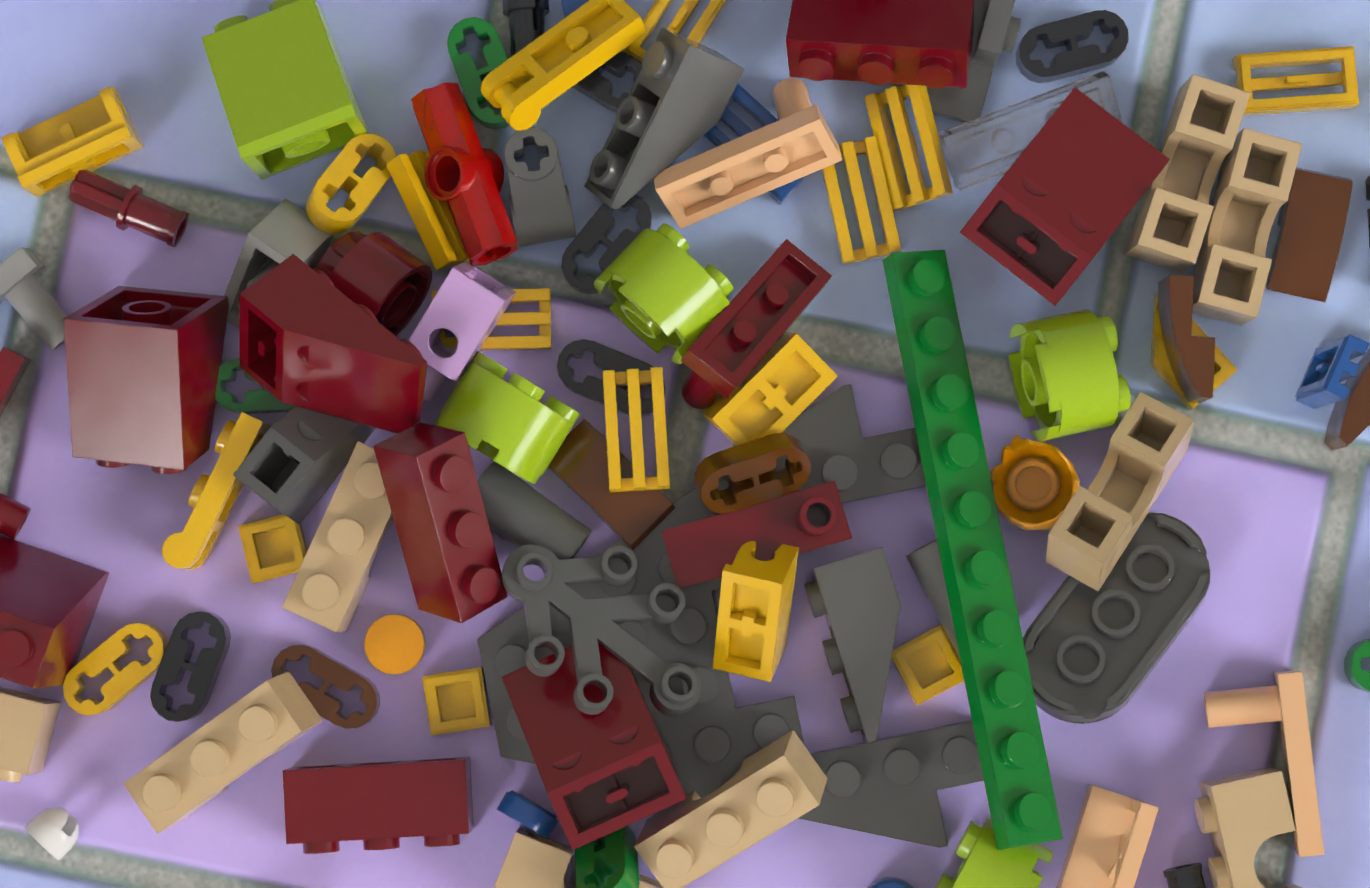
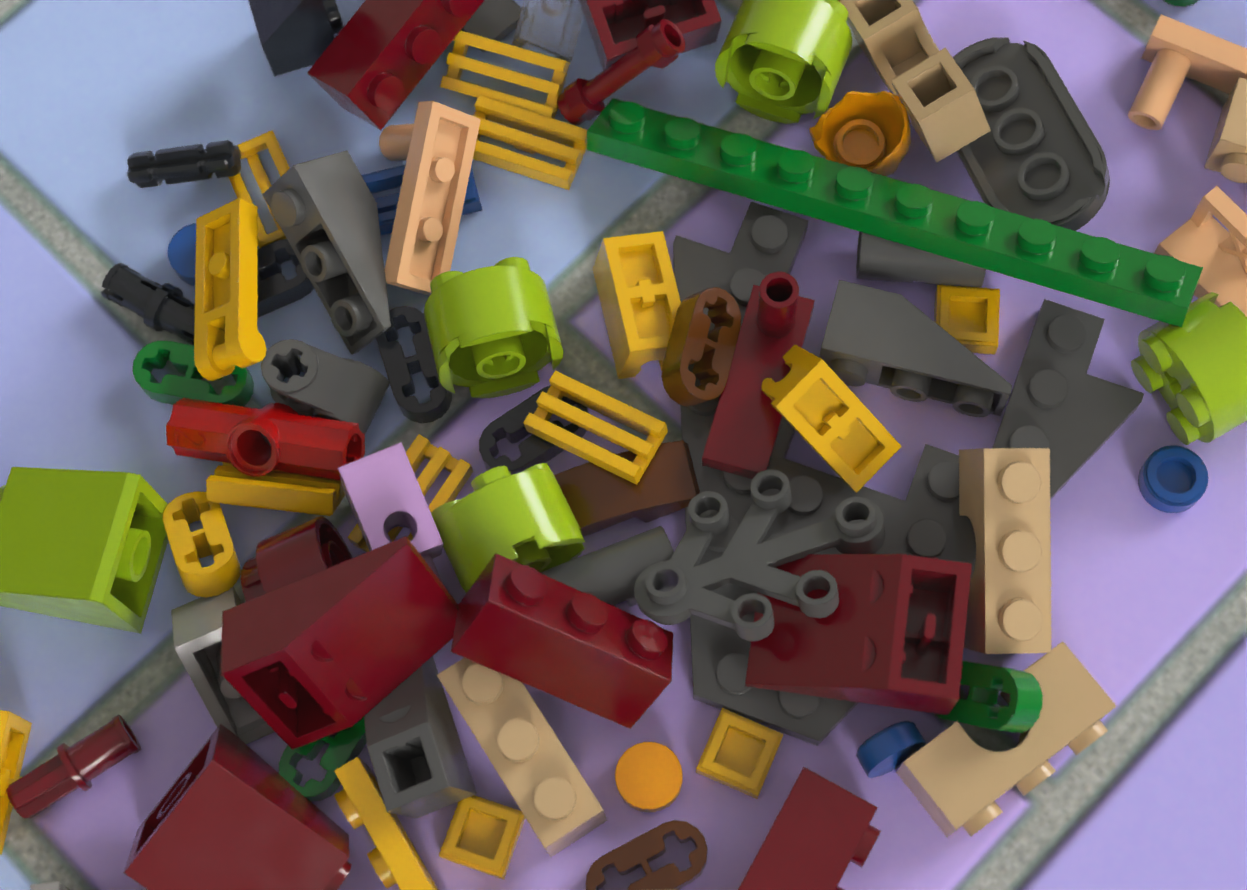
camera: 50 degrees left, 15 degrees down
(751, 325) = (573, 284): dark red piece -> none
(986, 267) = (656, 48): none -> dark red bar

